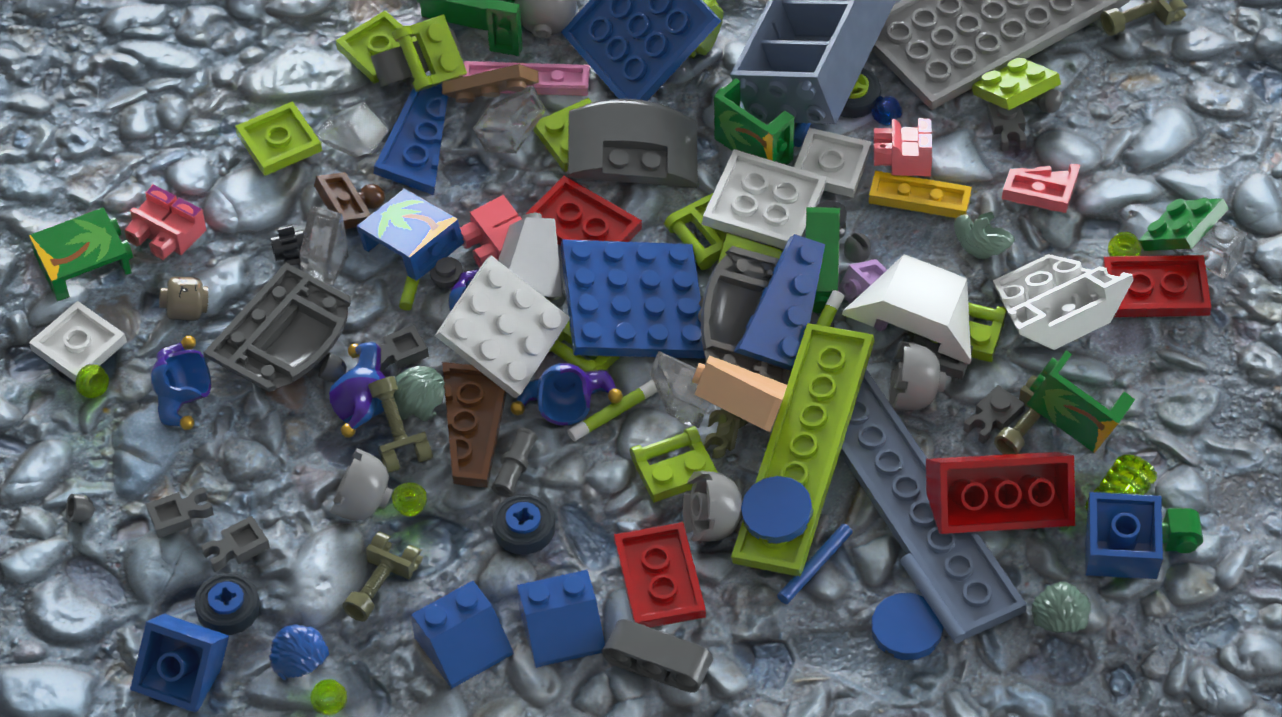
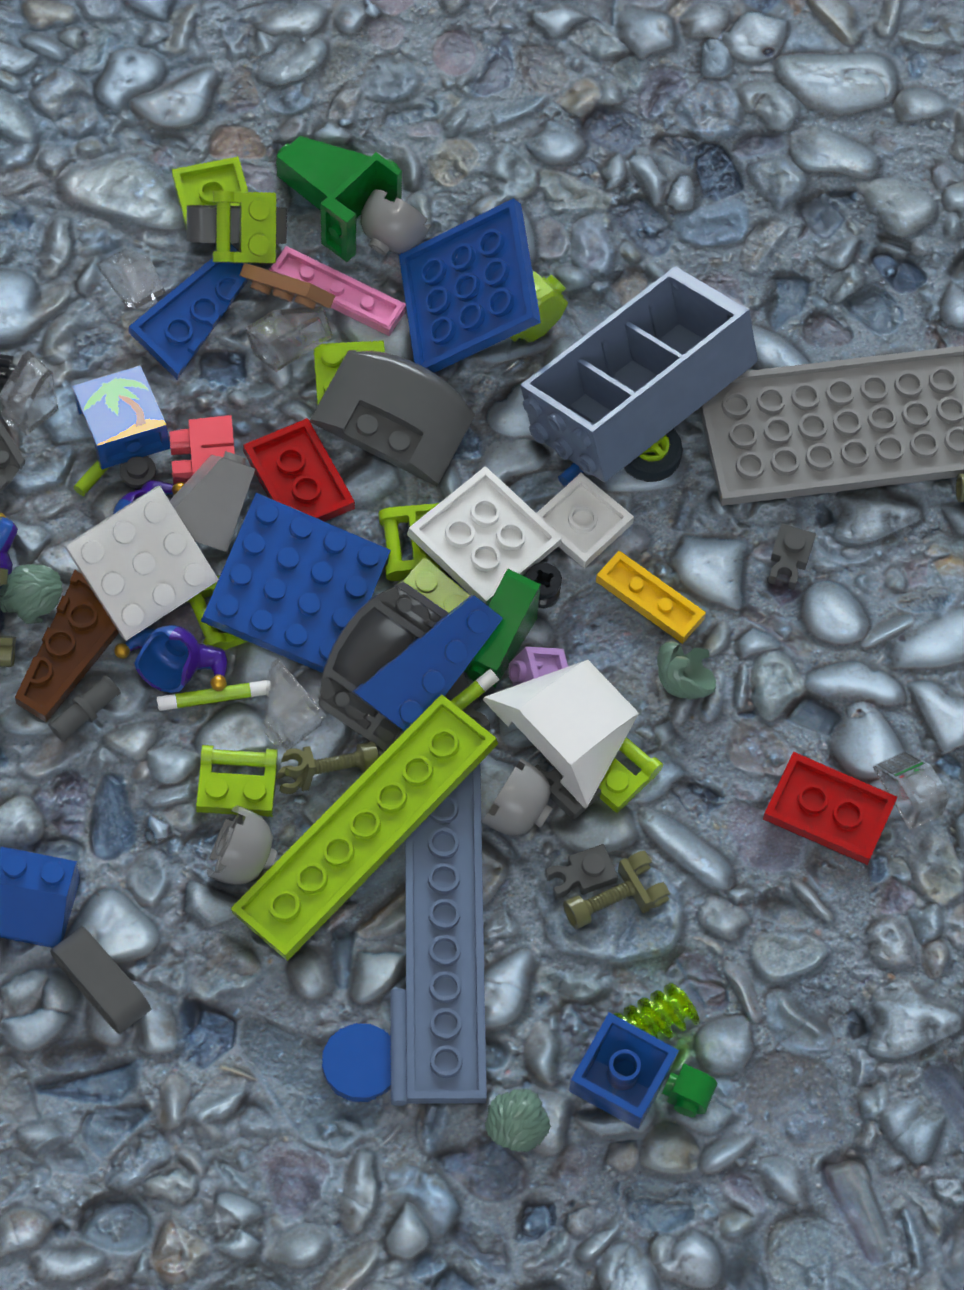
camera: 20 degrees right, 10 degrees up
(278, 138) = (59, 253): lime plate -> none
(342, 197) = (83, 351): reddish brown plate -> none
(402, 348) = (46, 536): dark grey plate -> none
(533, 533) = (55, 793): black wheel -> none
(659, 575) = (151, 895): red plate -> none
(740, 391) = (327, 742): light nougat slope -> none
(746, 133) = (527, 477): green panel -> none
(777, 509) = (297, 882): blue tile -> none
(815, 563) = (312, 952): blue bar -> none
(853, 250) = (548, 627): dark grey hinge -> none
(886, 110) = (673, 486): clear blue plate -> none
(904, 148) = (661, 539): coral hips -> none
(1001, 492) = (531, 965): red slope -> none
(1015, 83) = (819, 516): lime plate -> none
(1041, 187) = (780, 643): coral wing -> none
(1050, 101) = (846, 549): dark grey hinge -> none
(1059, 299) = (716, 779): white wedge -> none
(1073, 408) = (650, 913): green panel -> none
(1124, 245) = (827, 741): clear neon green plate -> none
(1183, 224) = (894, 754): green plate -> none

